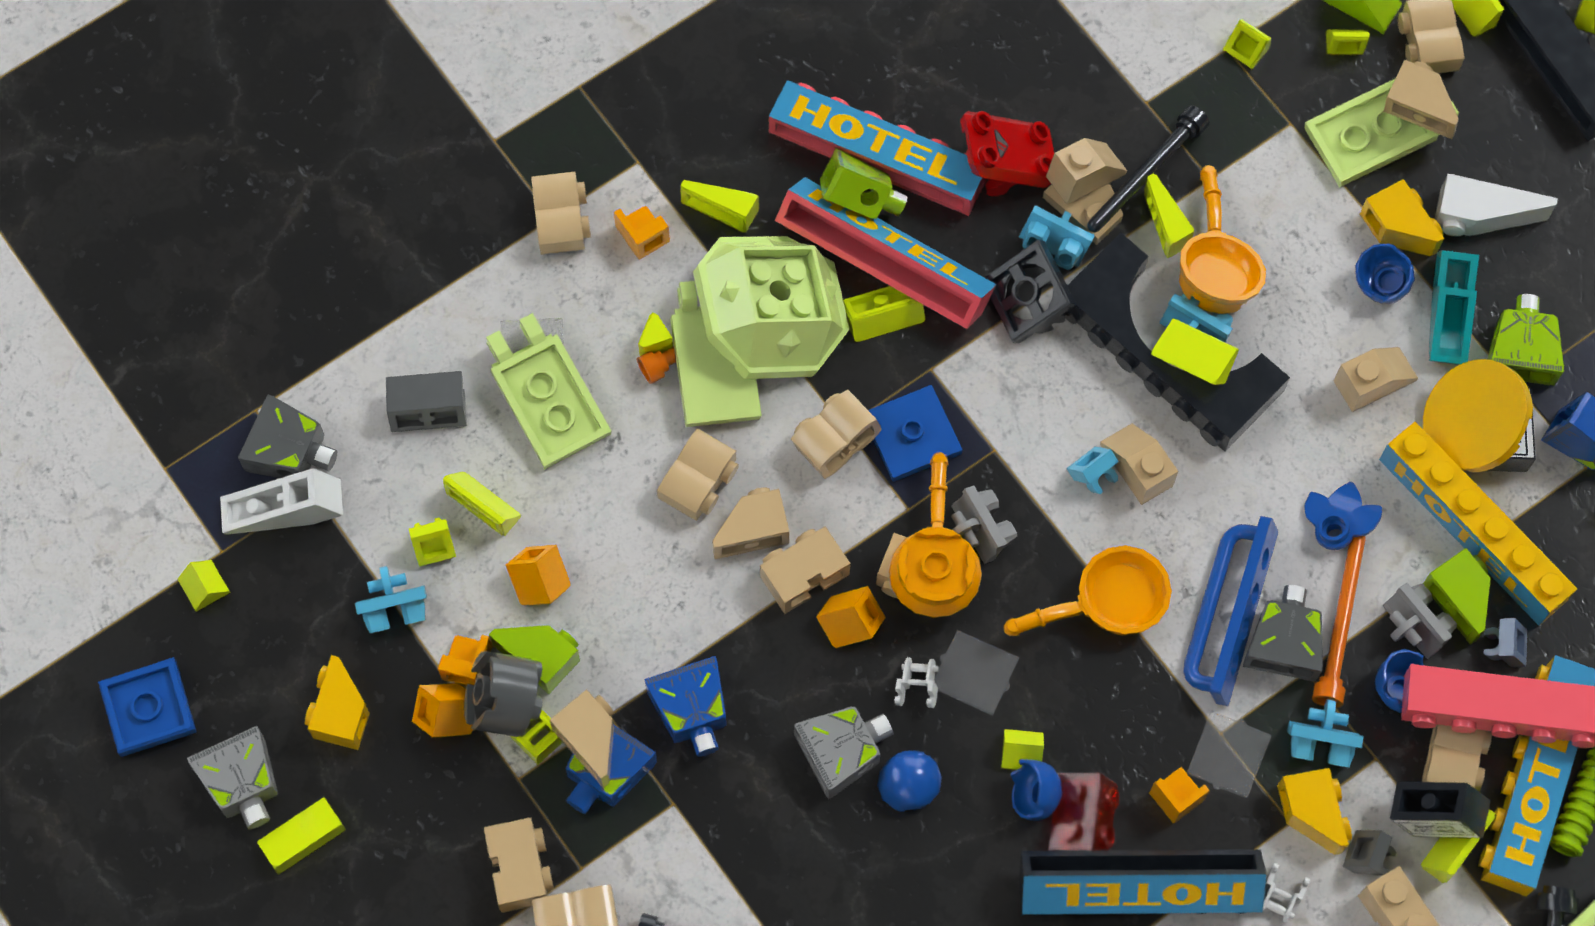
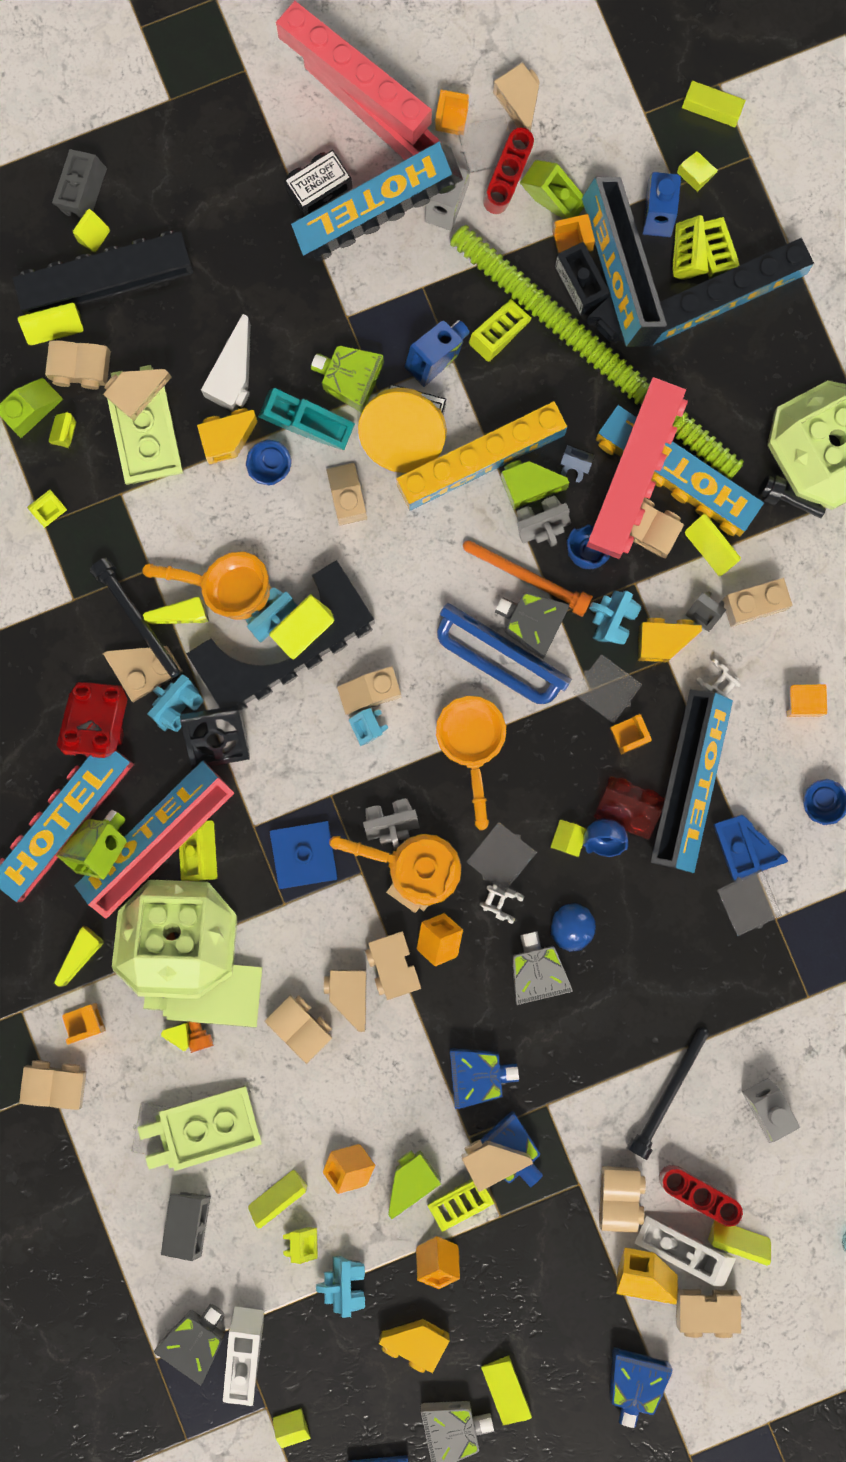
camera: 75 degrees left, 15 degrees up
(459, 662) = (402, 1238): light orange panel -> none
(503, 694) = (446, 1220): dark grey brick -> none
(516, 851) = (569, 1232): tan brick -> none
(835, 433) = (293, 915): tan brick -> none
(1083, 169) = (125, 665): tan slope -> none
(1341, 512) = (445, 551): blue plate -> none
(1440, 809) = (693, 552): black brick -> none

